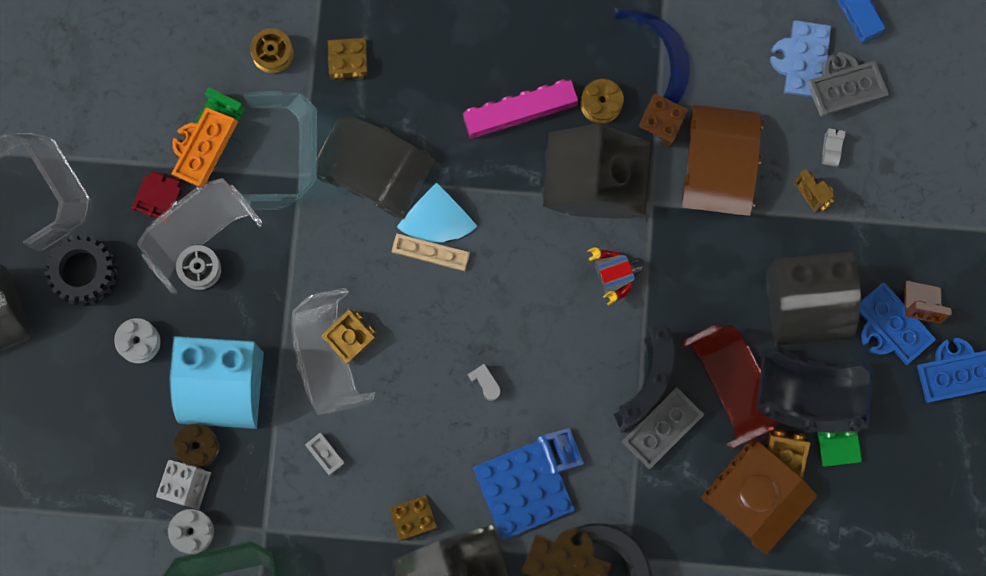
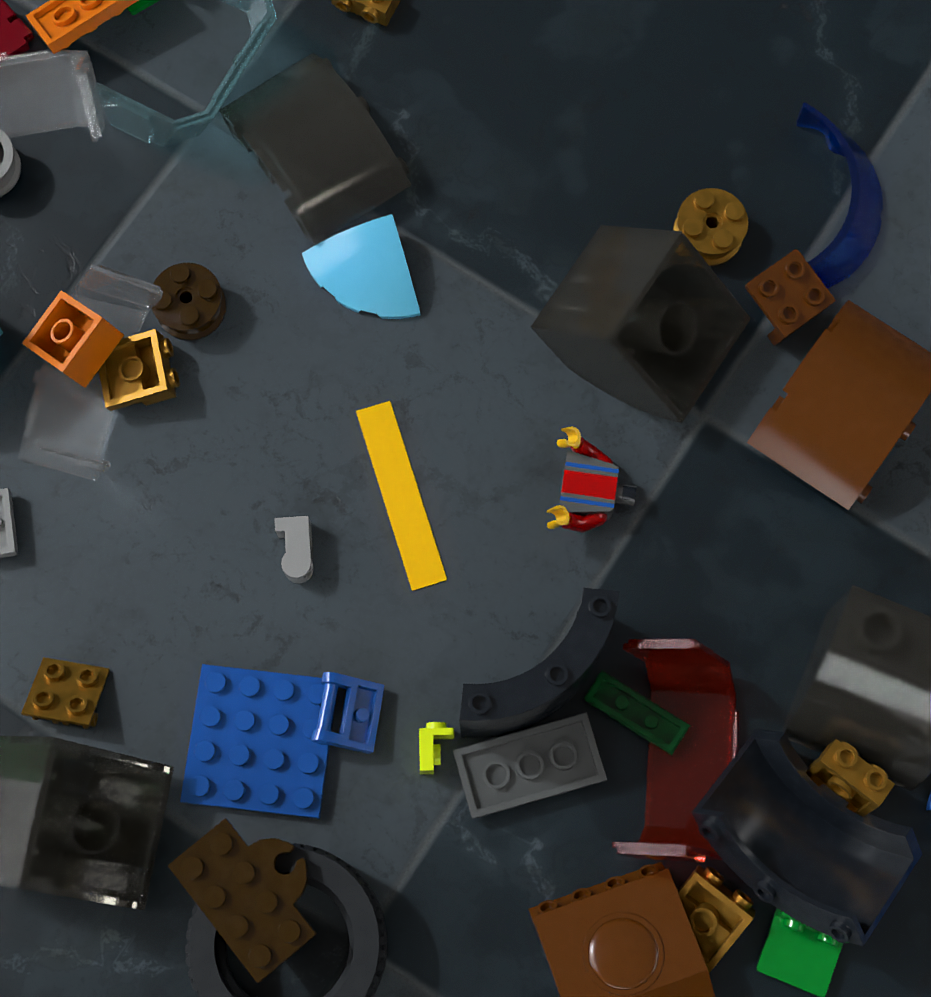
camera: 30 degrees right, 5 degrees down
(311, 338) = (73, 339): none -> orange brick
(359, 274) = (206, 301): none -> dark brown wheel
(430, 252) = (329, 315): tan tile -> none
(520, 109) = (580, 177): dark pink brick -> none
(521, 326) = (401, 495): none -> yellow sticker
(610, 448) = (431, 753): none -> neon yellow bracket
(700, 373) = (636, 712): none -> dark green tile
(820, 350) = (851, 777): none -> pearl gold plate

